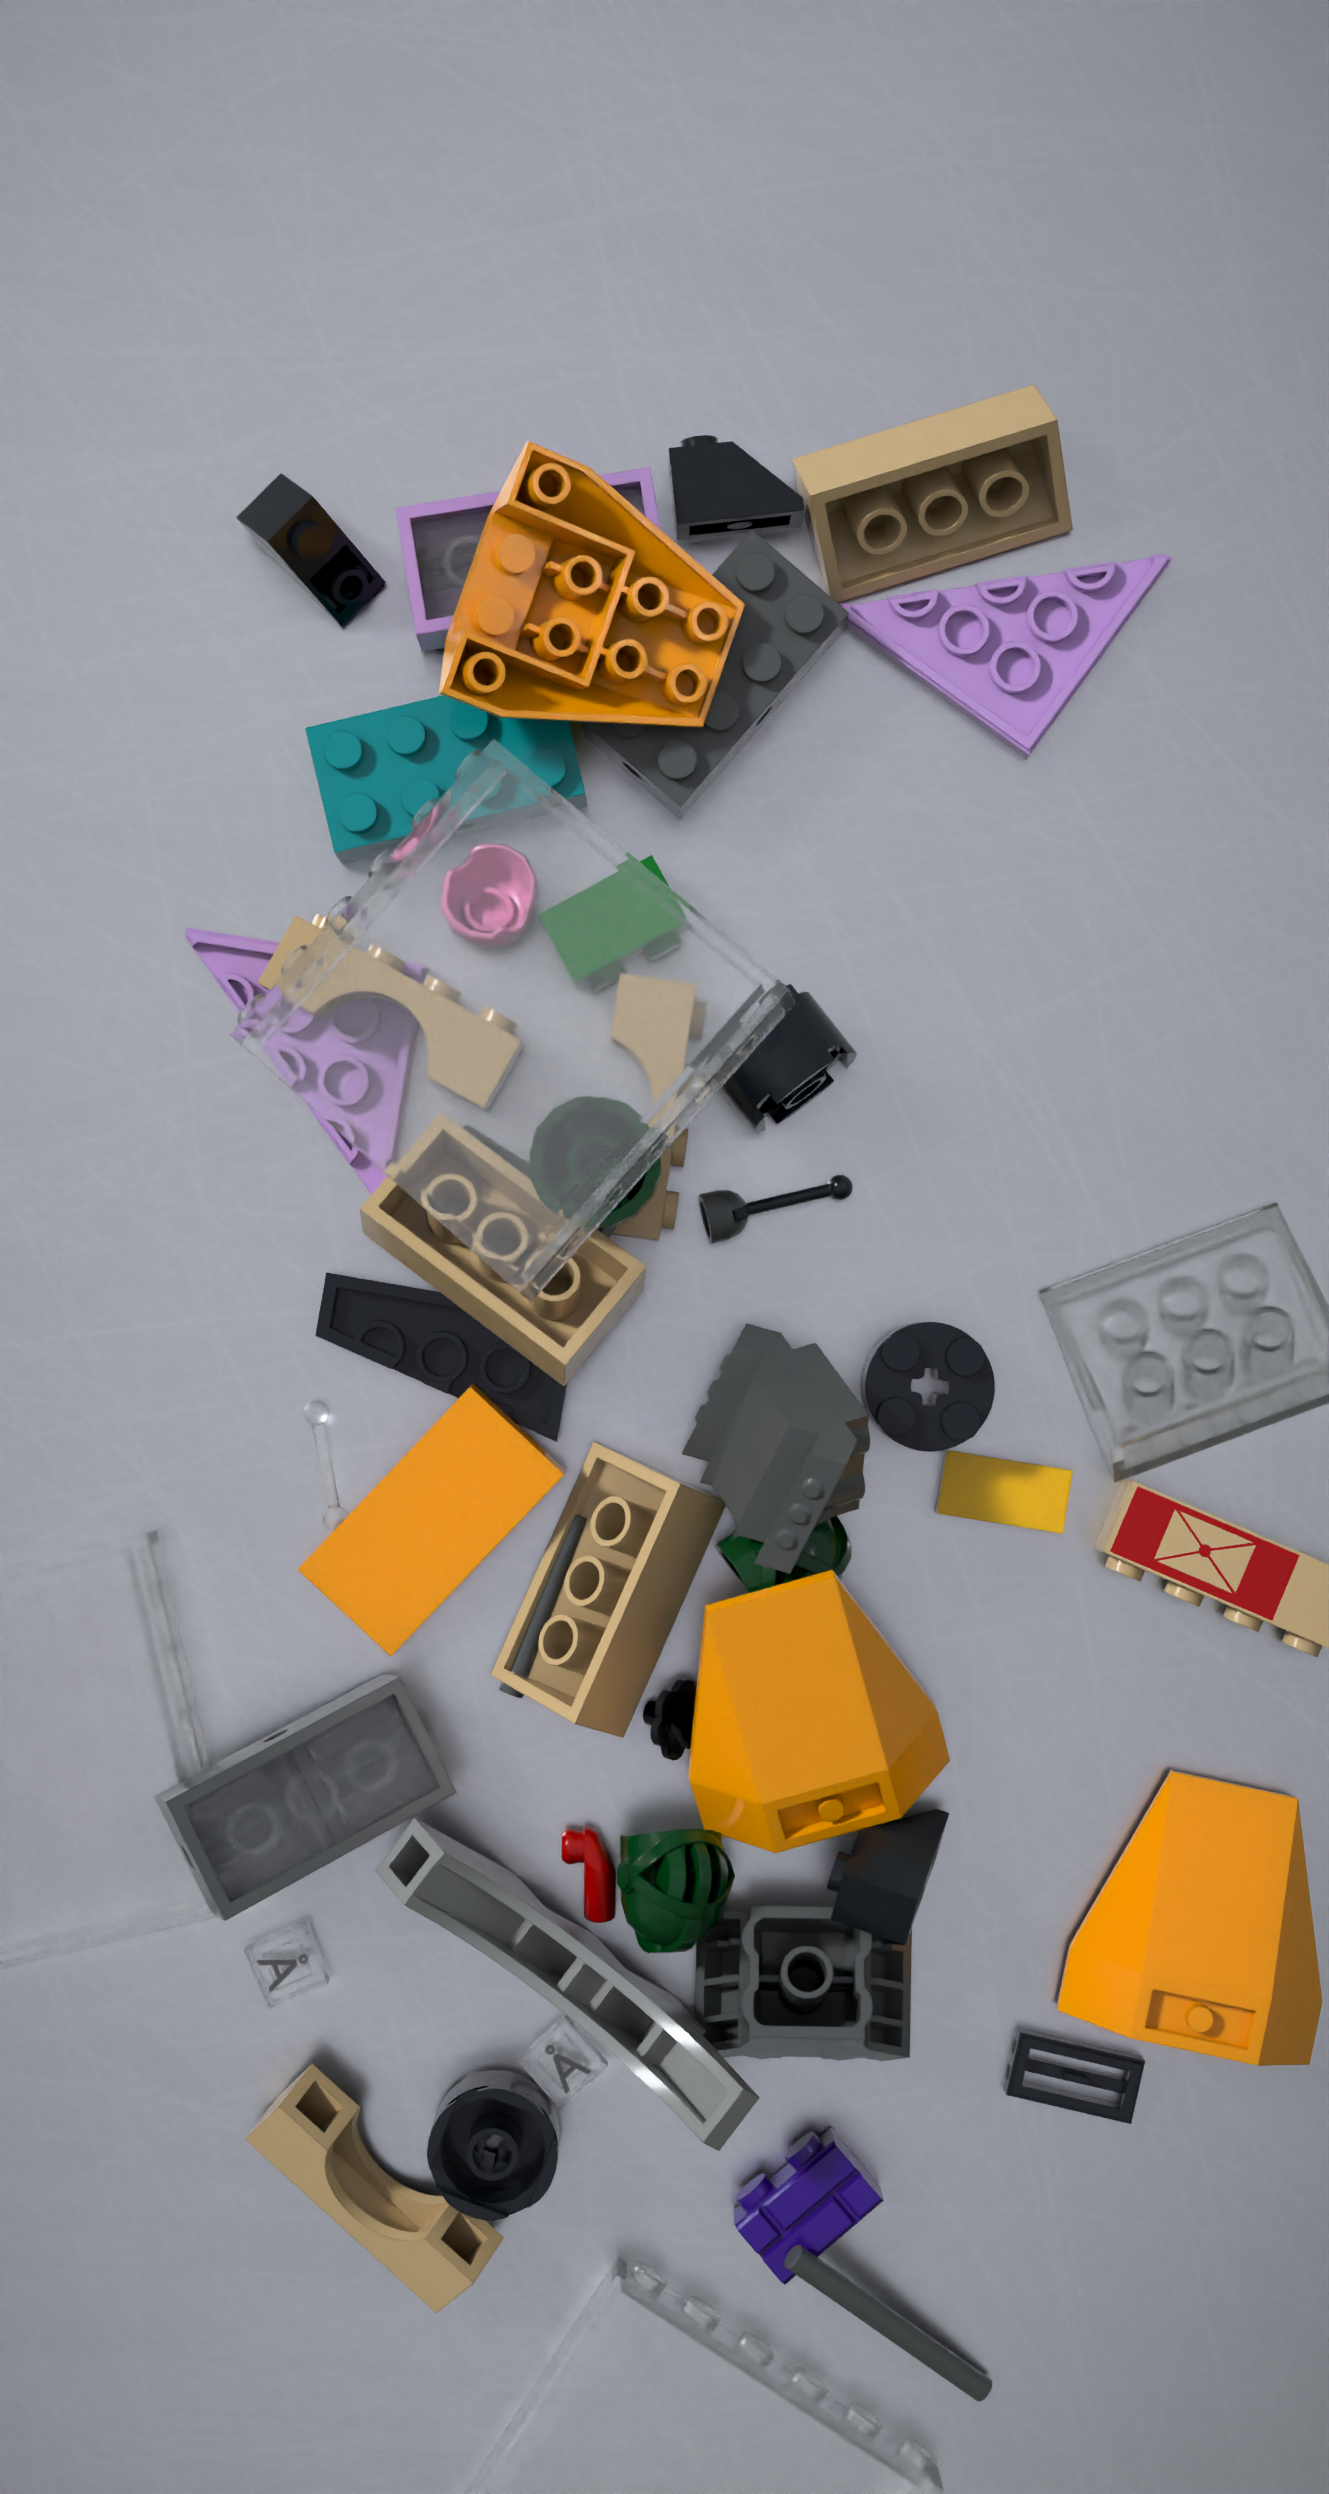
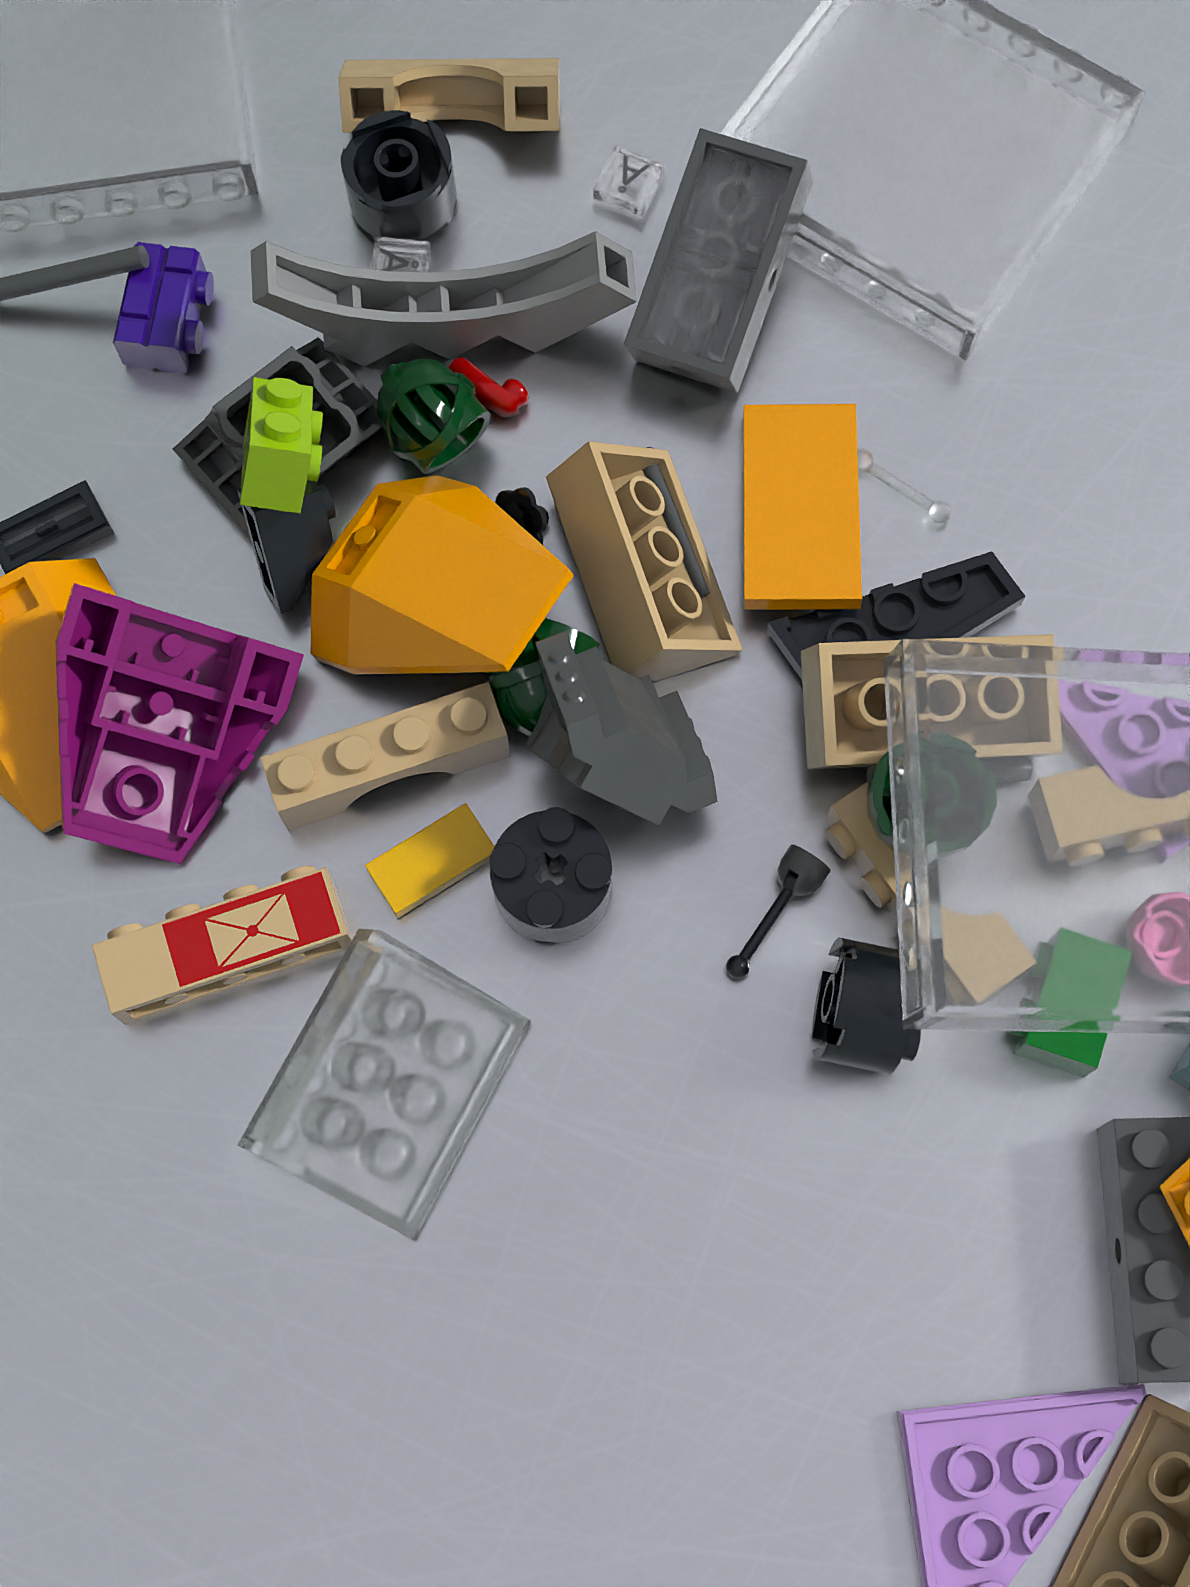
camera: 140 degrees right, 15 degrees down
(850, 1940) = (280, 445): none -> lime brick
(971, 1608) = (336, 769): none -> tan arch
(1127, 1805) = (157, 720): none -> magenta wedge

